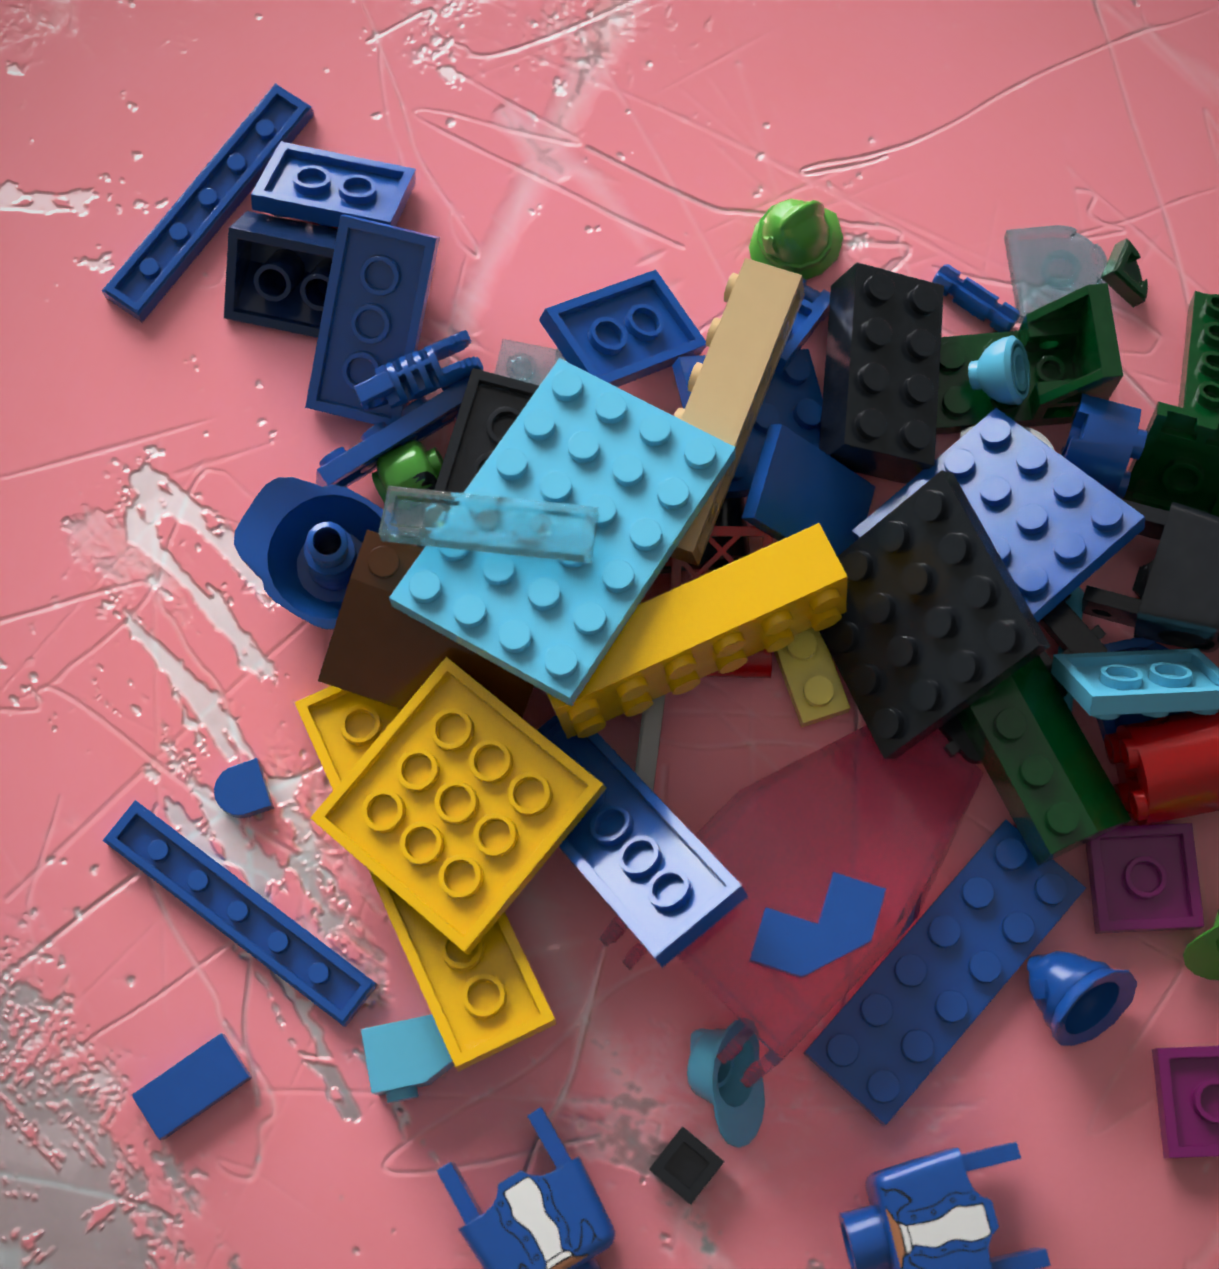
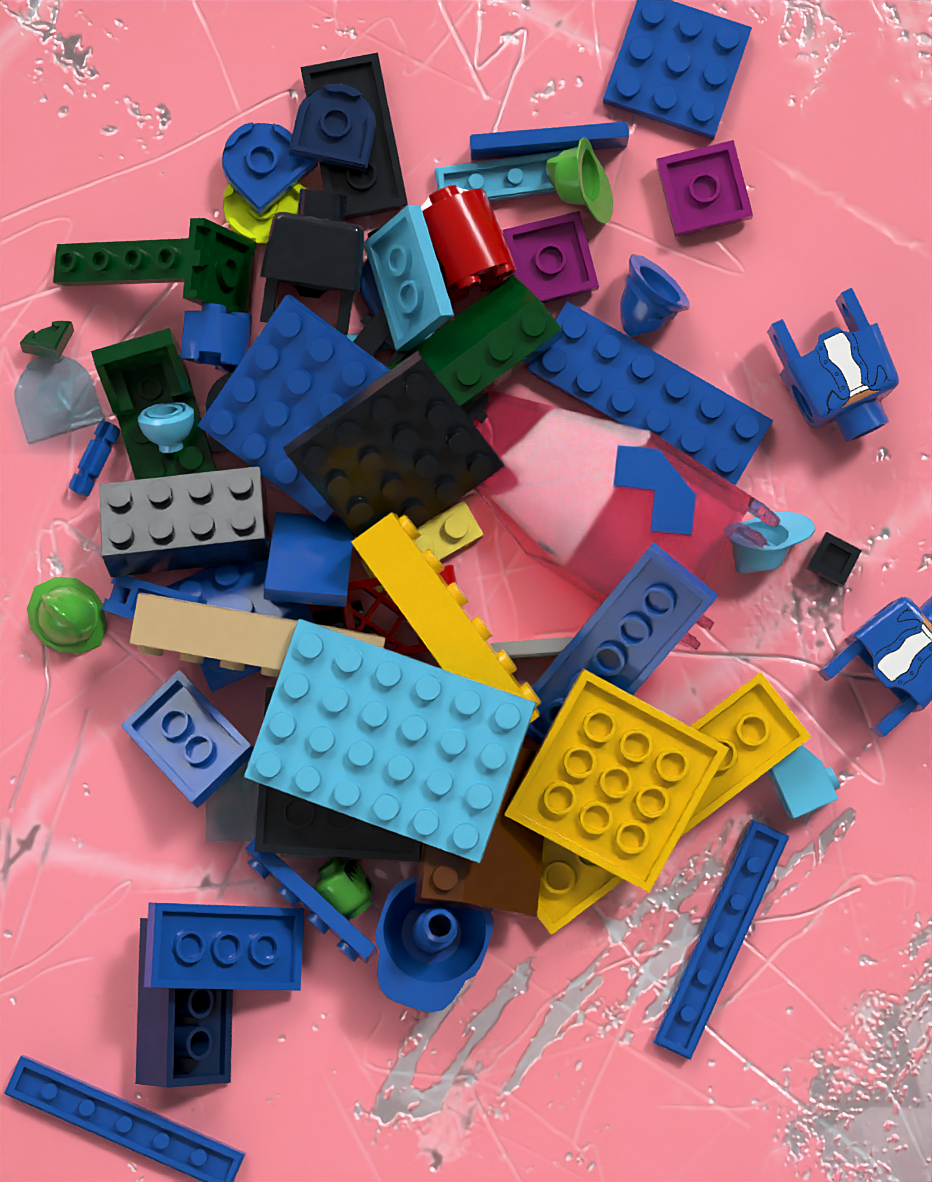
camera: 105 degrees left, 10 degrees up
(191, 1086) = (858, 940): blue tile -> none
(243, 790) = (627, 959): blue tile -> none
(327, 184) = (101, 1013): blue plate -> none
(417, 374) = (264, 897): blue hinge -> none
(489, 524) = (407, 796): clear light blue tile -> none

